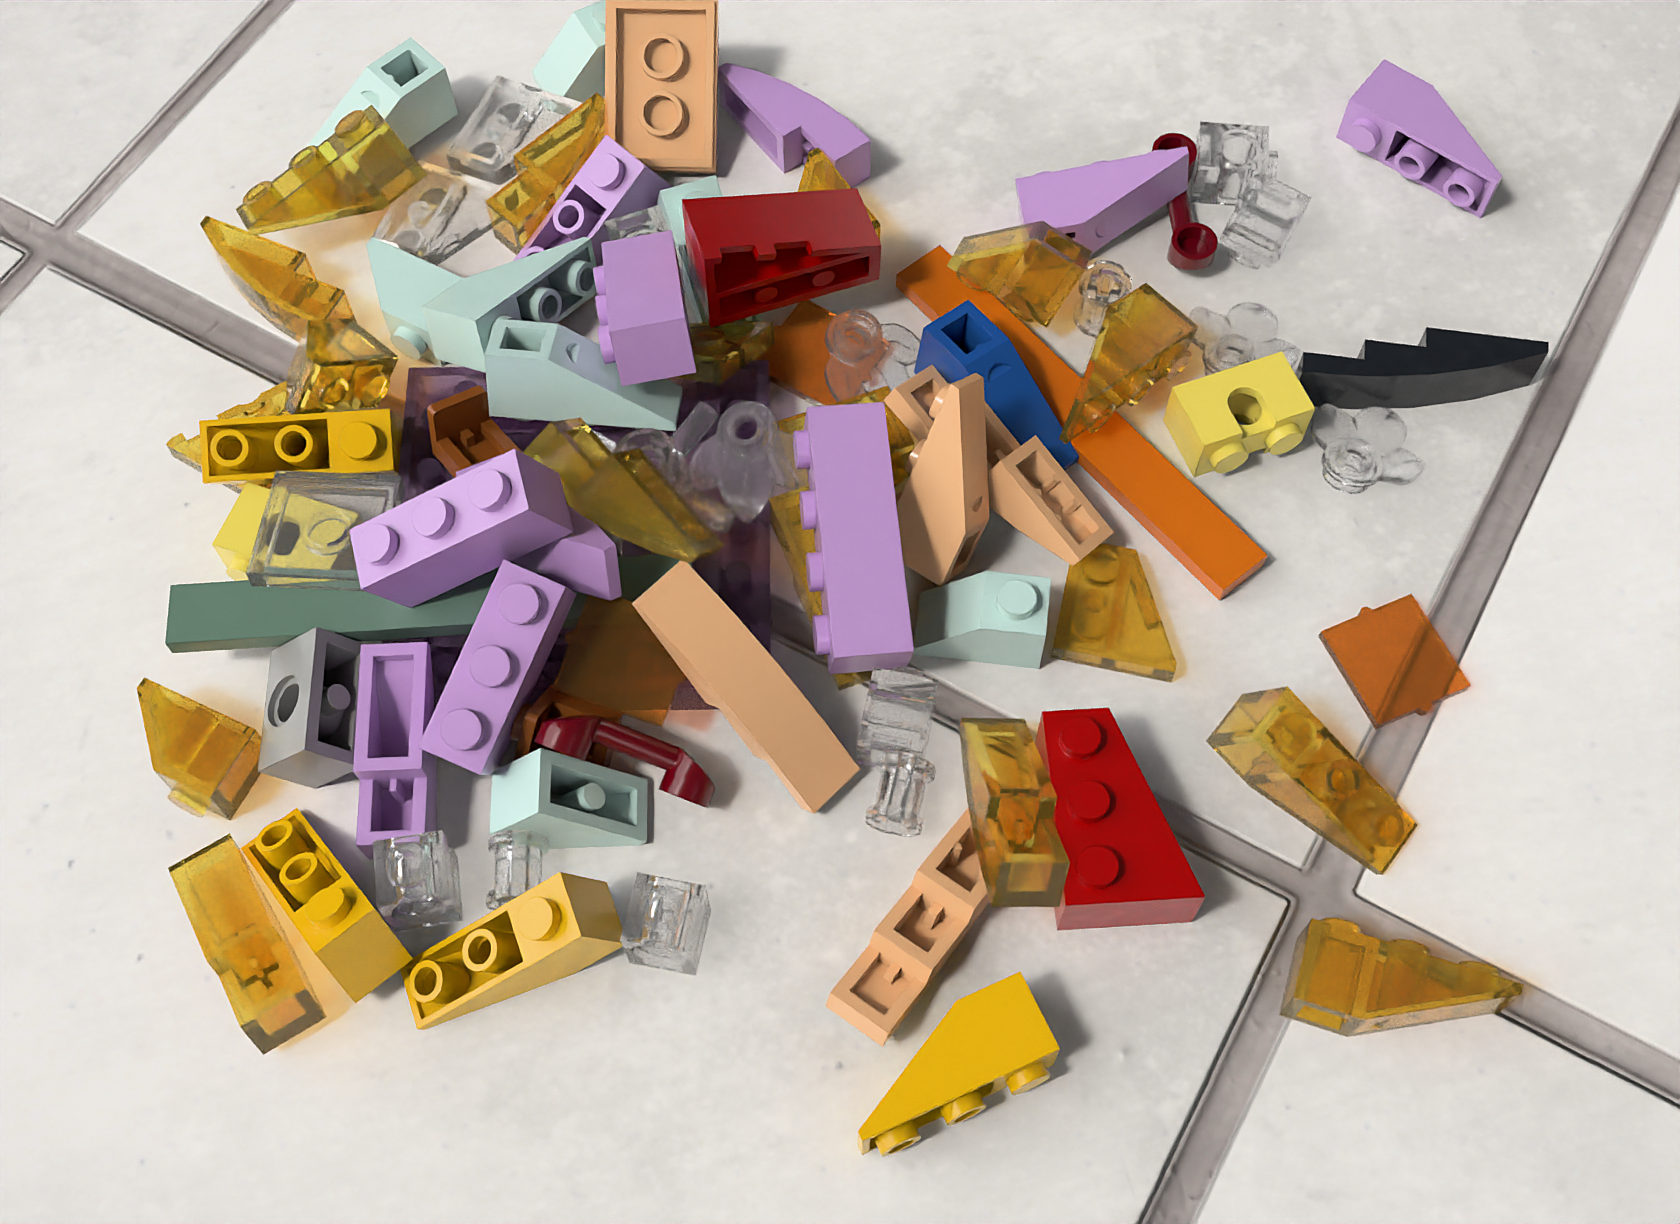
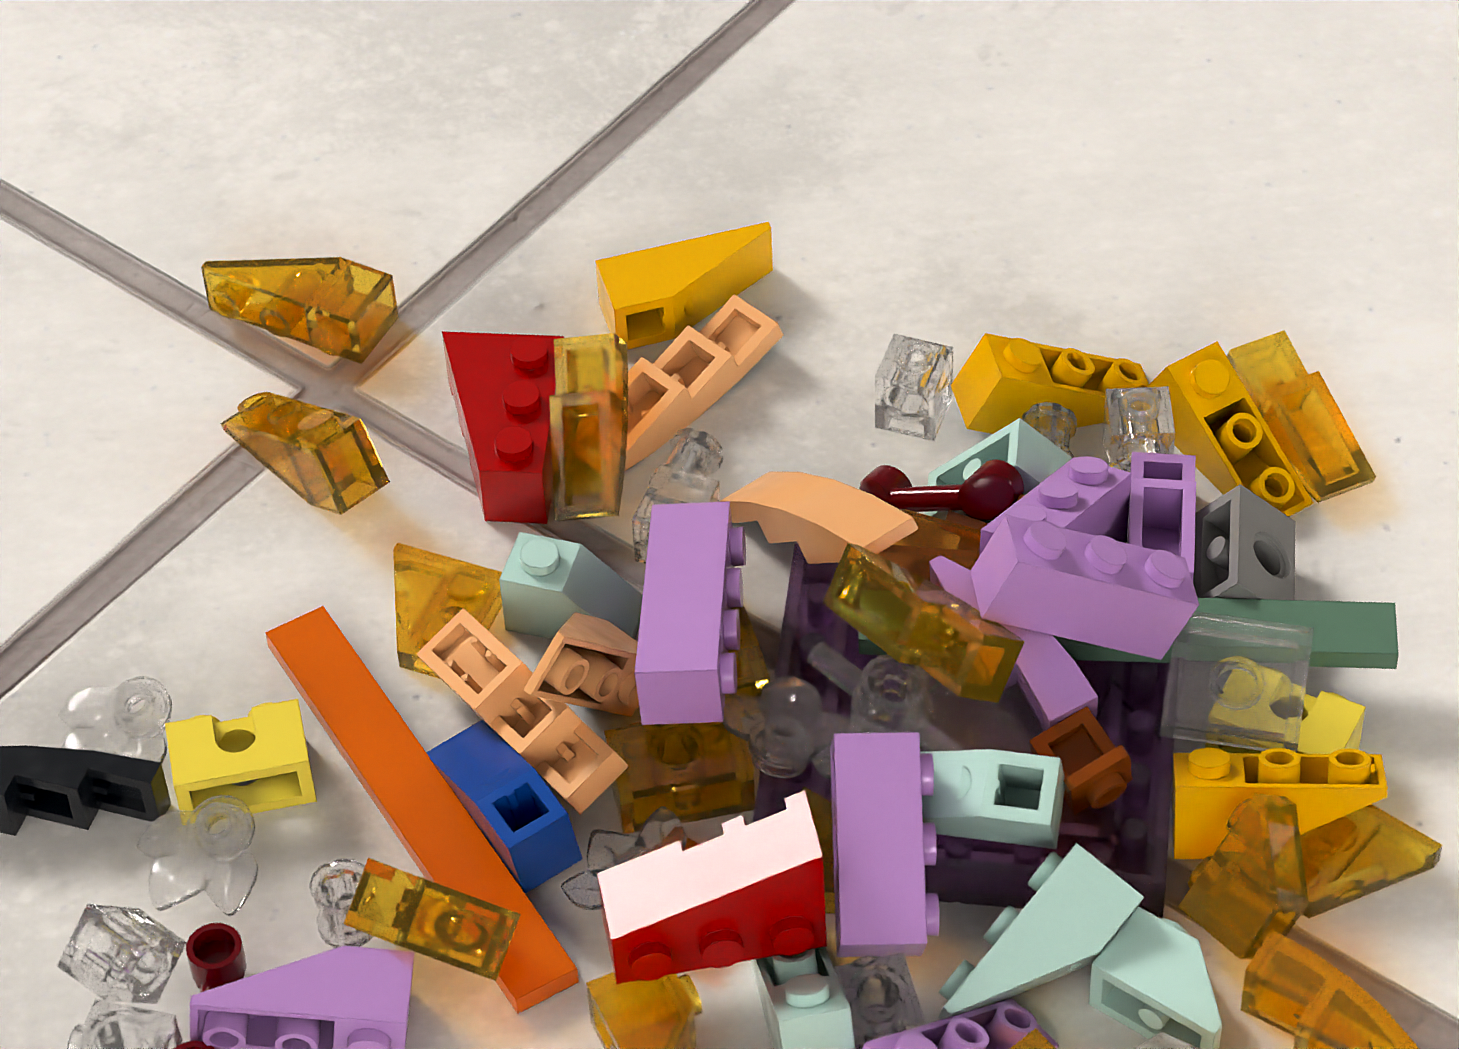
camera: 170 degrees left, 15 degrees down
(198, 751) = (1358, 557): clear yellow slope -> none
(1133, 349) = (355, 801): clear yellow slope -> none
(1393, 661) = (178, 551): clear orange piece -> none

